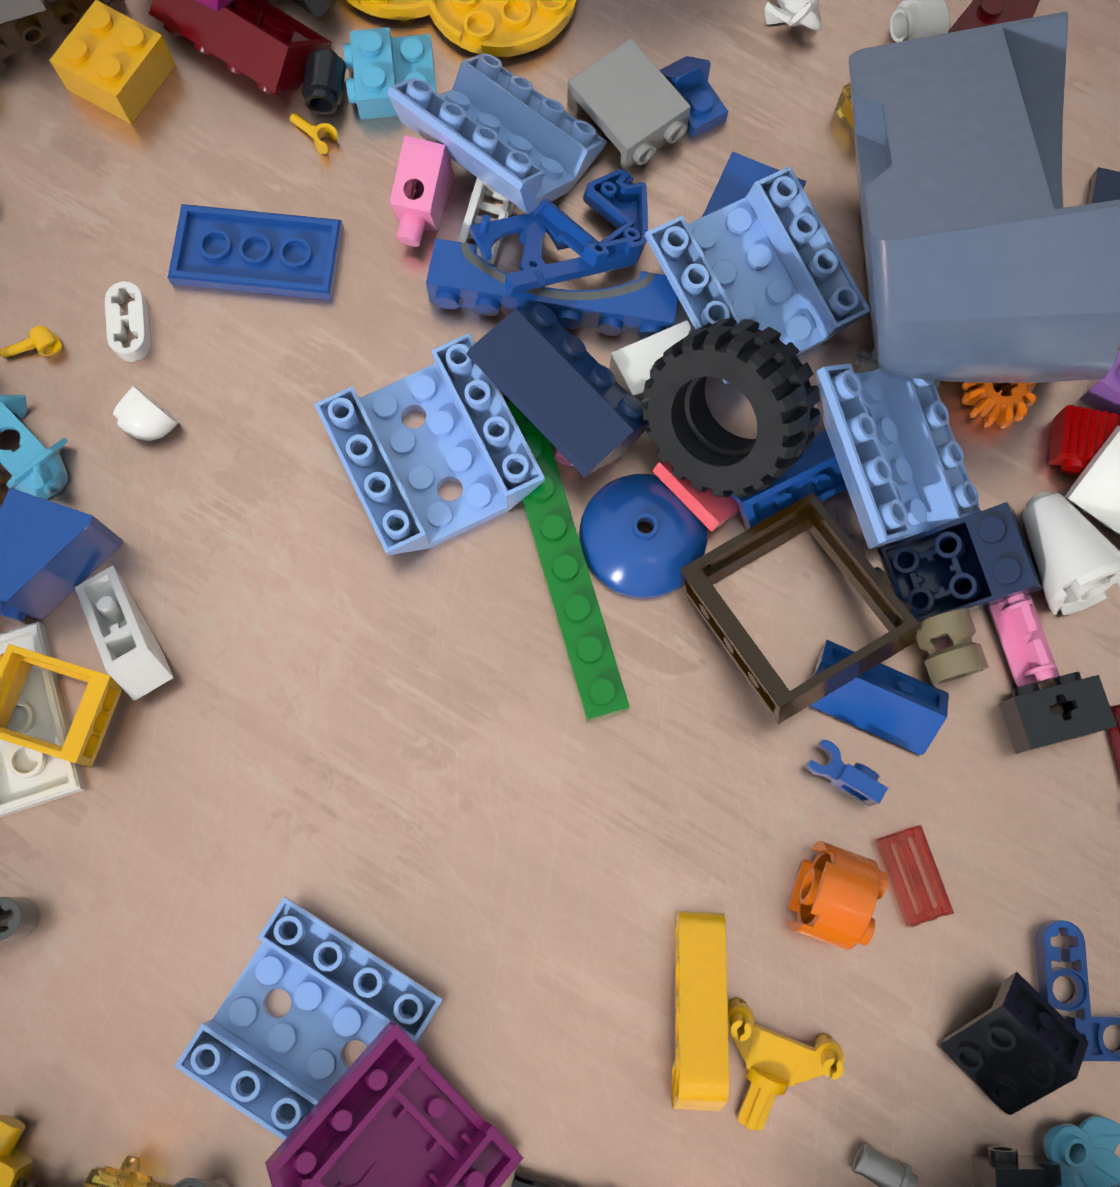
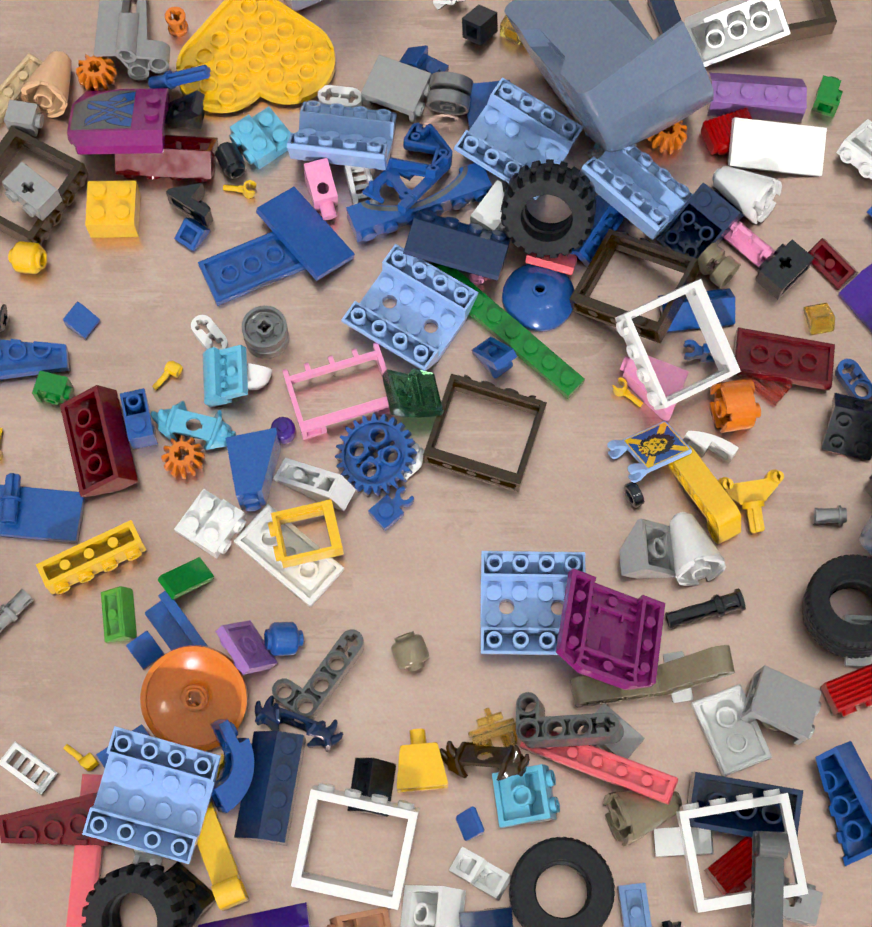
camera: 30 degrees left, 5 degrees down
(84, 986) = (410, 651): none -> dark tan head
(93, 390) = (224, 375): none -> medium azure brick
(135, 522) = (285, 429): none -> dark purple piece
(192, 547) = (317, 426): none -> bright pink hinge
(201, 359) = (265, 332): none -> flat silver wheel
(205, 158) = (191, 233): none -> blue slope
(206, 736) = (388, 510): none -> blue plate
(230, 107) = (189, 201): none -> black slope
(240, 603) = (364, 436): none -> blue gear
(289, 688) = (418, 458): none -> white arm
(342, 580) = (412, 393): none -> clear green slope
(357, 246) = (305, 233): none -> blue tile
(375, 637) = (472, 468): none -> dark brown window
(513, 590) = (495, 356): none -> blue slope
(542, 72) = (340, 95): none -> white beam
(551, 1056) = (647, 551): none -> light grey slope
(587, 942) = (634, 494): none -> black tile
(621, 1096) = (693, 551): none -> white cone
(664, 886) = (651, 448): none -> flag
(683, 768) = (625, 392): none -> yellow hand
(699, 150) = (449, 93): none -> flat silver wheel
(734, 778) = (669, 376): none -> bright pink slope
(751, 925) = (703, 441): none -> white slope
(811, 74) = (479, 24): none -> black brick
(870, 759) = (710, 329): none -> white window
(967, 861) = (784, 358): none -> dark red tile
(1066, 825) = (819, 318): none -> clear yellow slope

